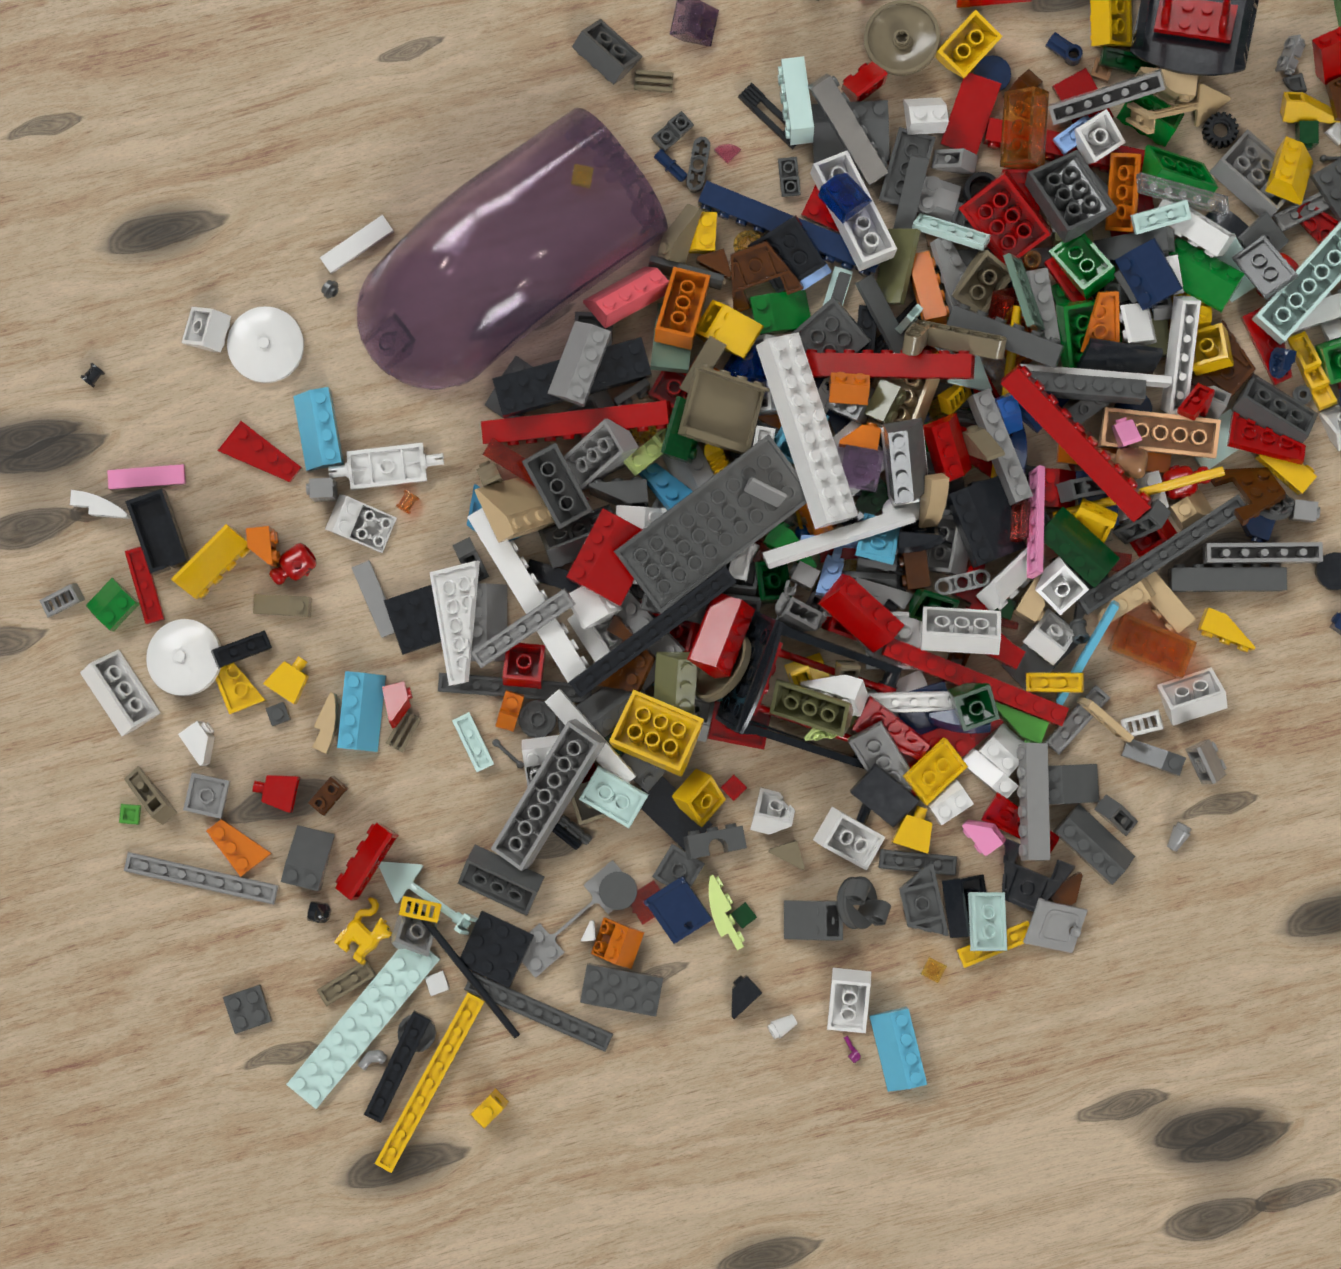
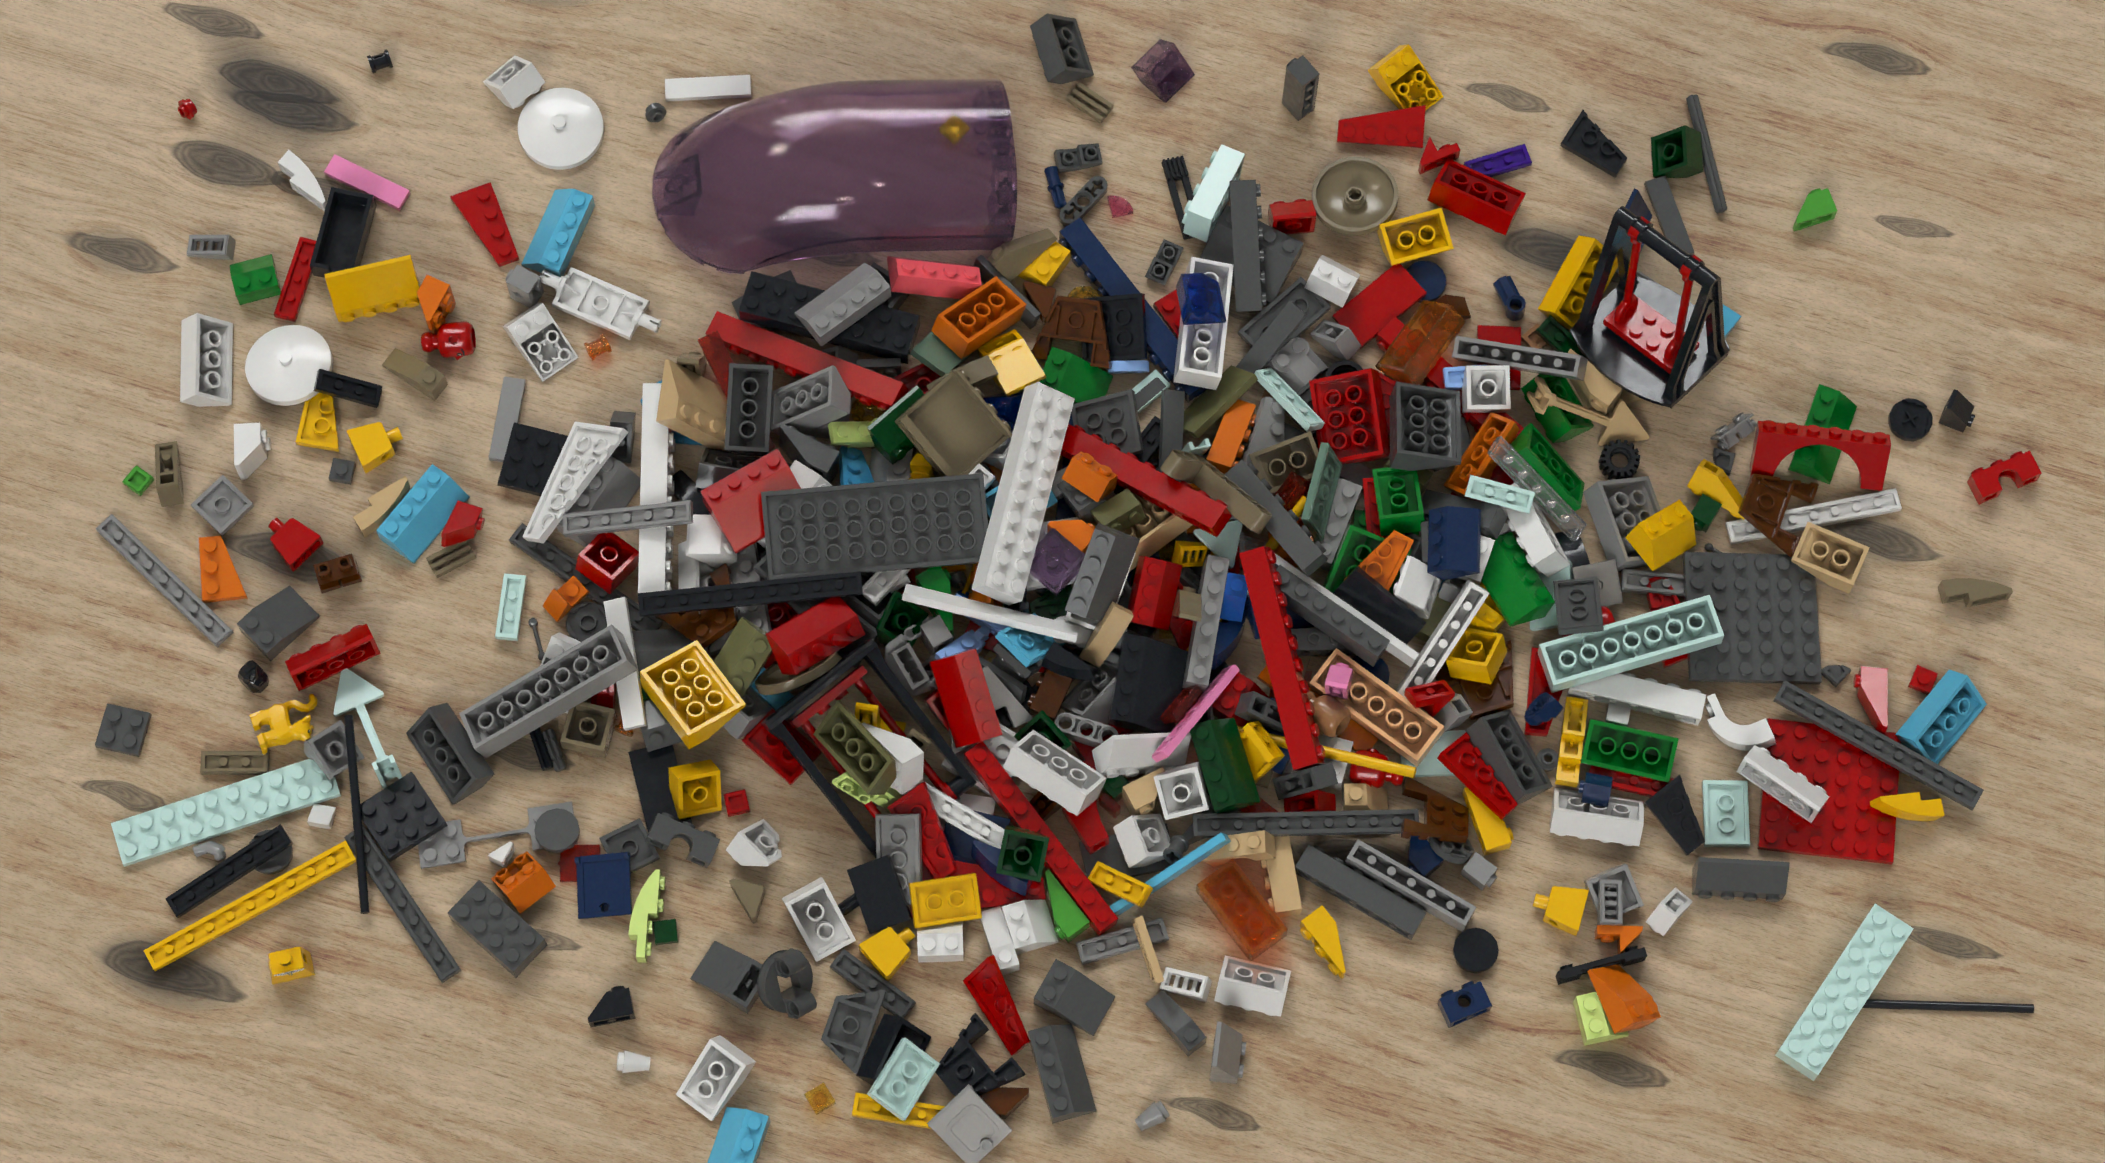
camera: 30 degrees right, 15 degrees down
(437, 907) = (358, 745): yellow slope -> none
(613, 796) = (610, 731): light aqua tile -> none
(765, 492) = (944, 523): light grey slope -> none
(854, 1055) = (686, 1136): magenta hand -> none
(985, 835) = (956, 998): bright pink slope -> none
(1034, 801) = (1023, 985): light grey brick -> none
(1035, 264) = (1356, 467): clear orange bush -> none
(1116, 815) = (1102, 1056): dark grey slope -> none

